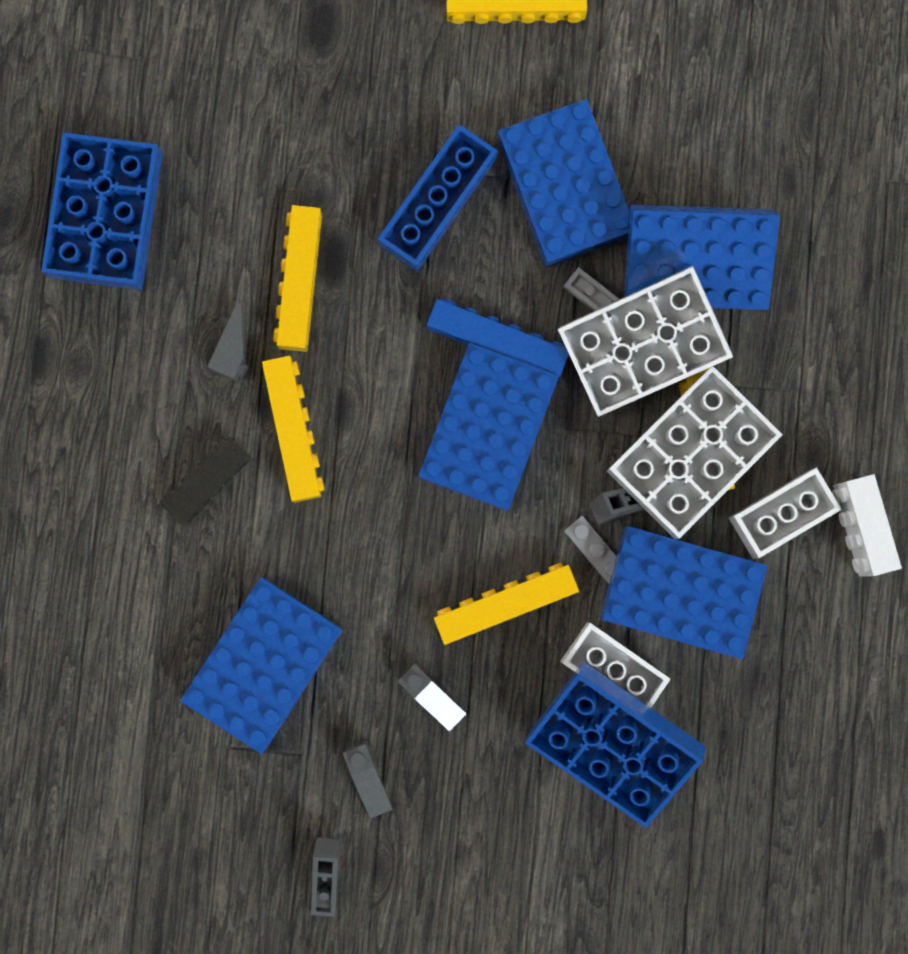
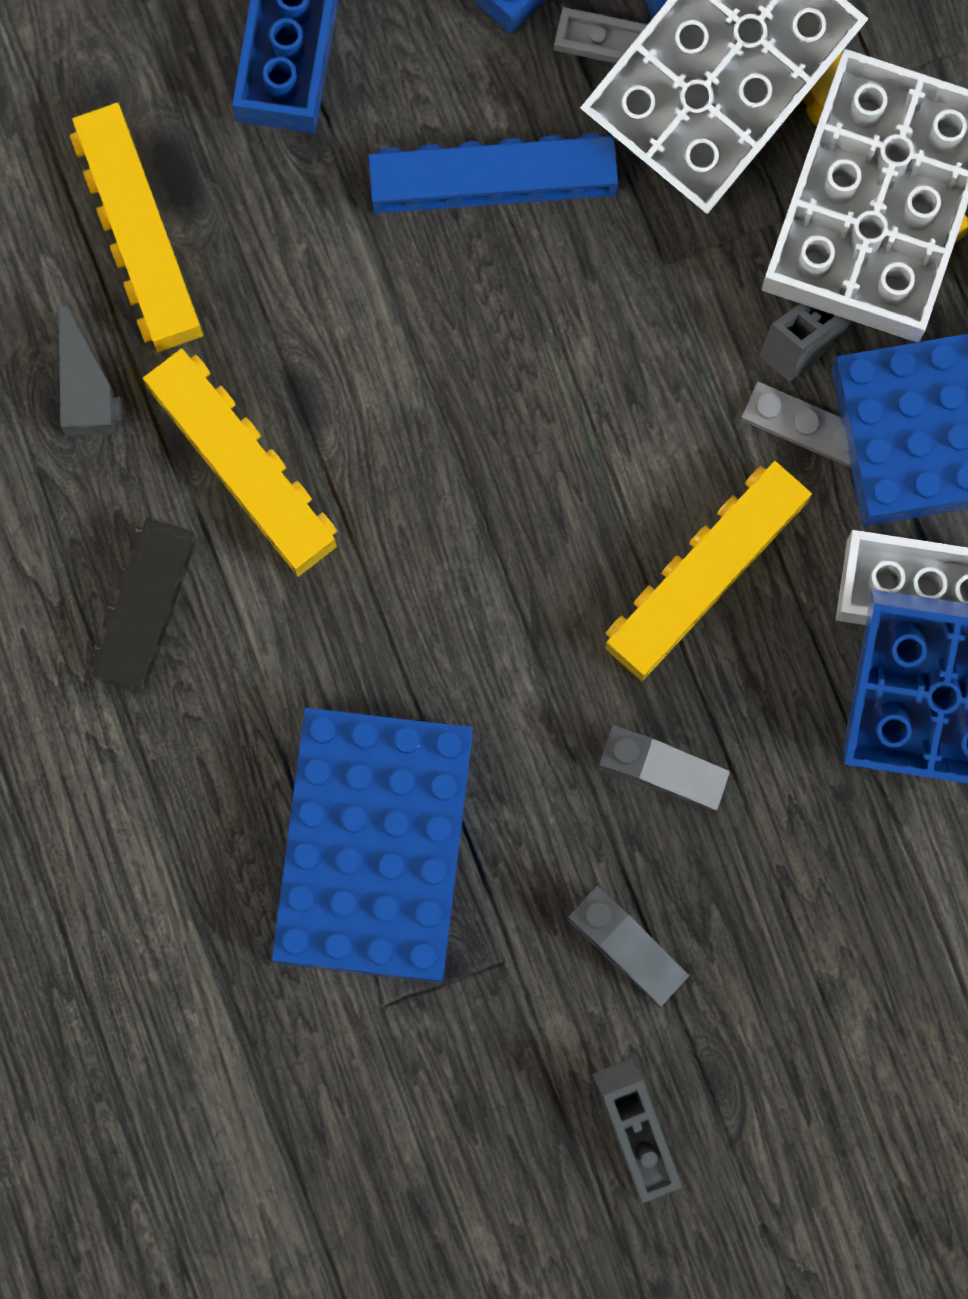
camera: 20 degrees left, 5 degrees down
(488, 427) = (546, 314): blue brick -> none

